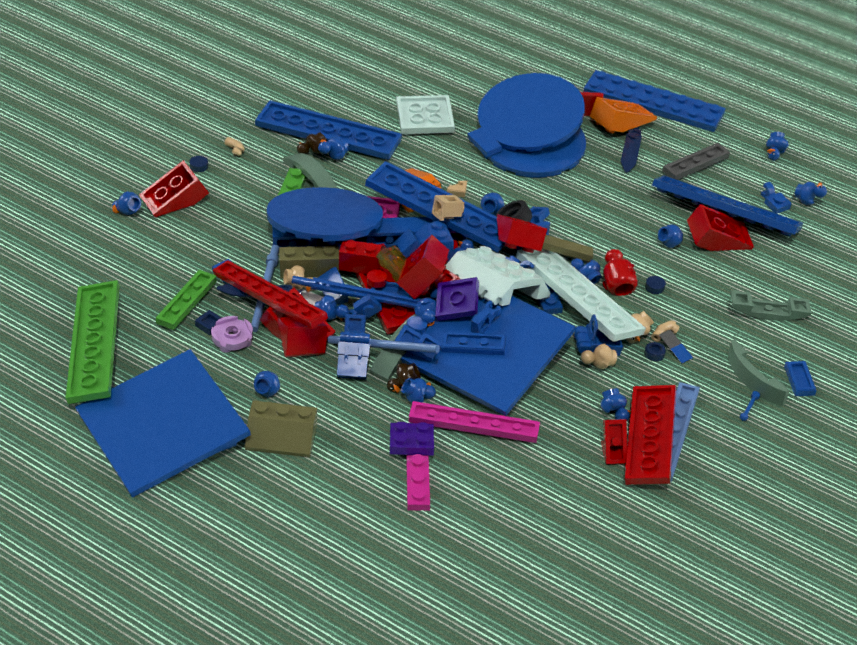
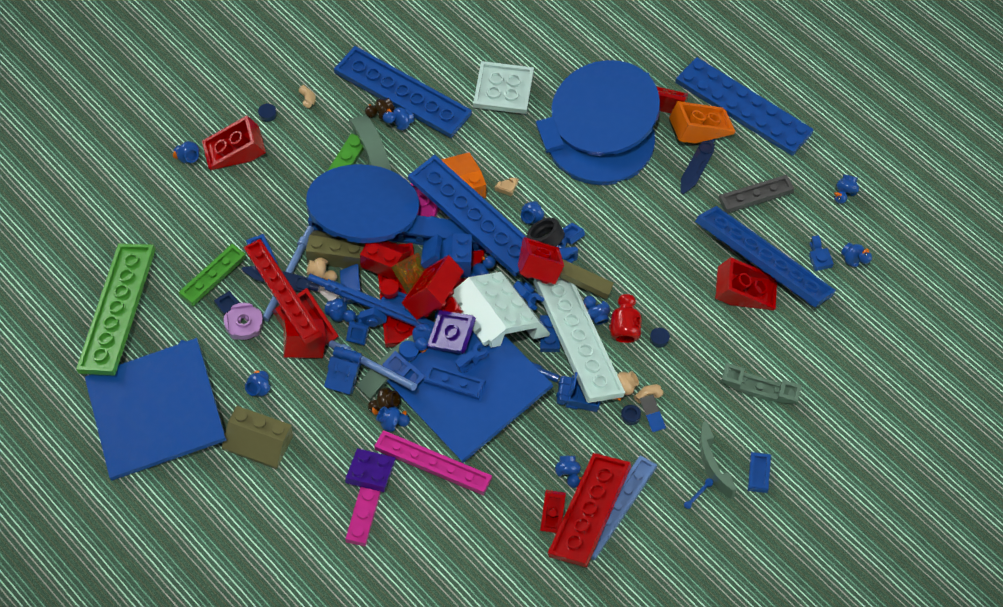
camera: 15 degrees right, 15 degrees up
(447, 207) = (476, 222): tan brick -> none
(601, 357) = (575, 413): tan animal -> none
(670, 235) = (695, 282): blue animal -> none

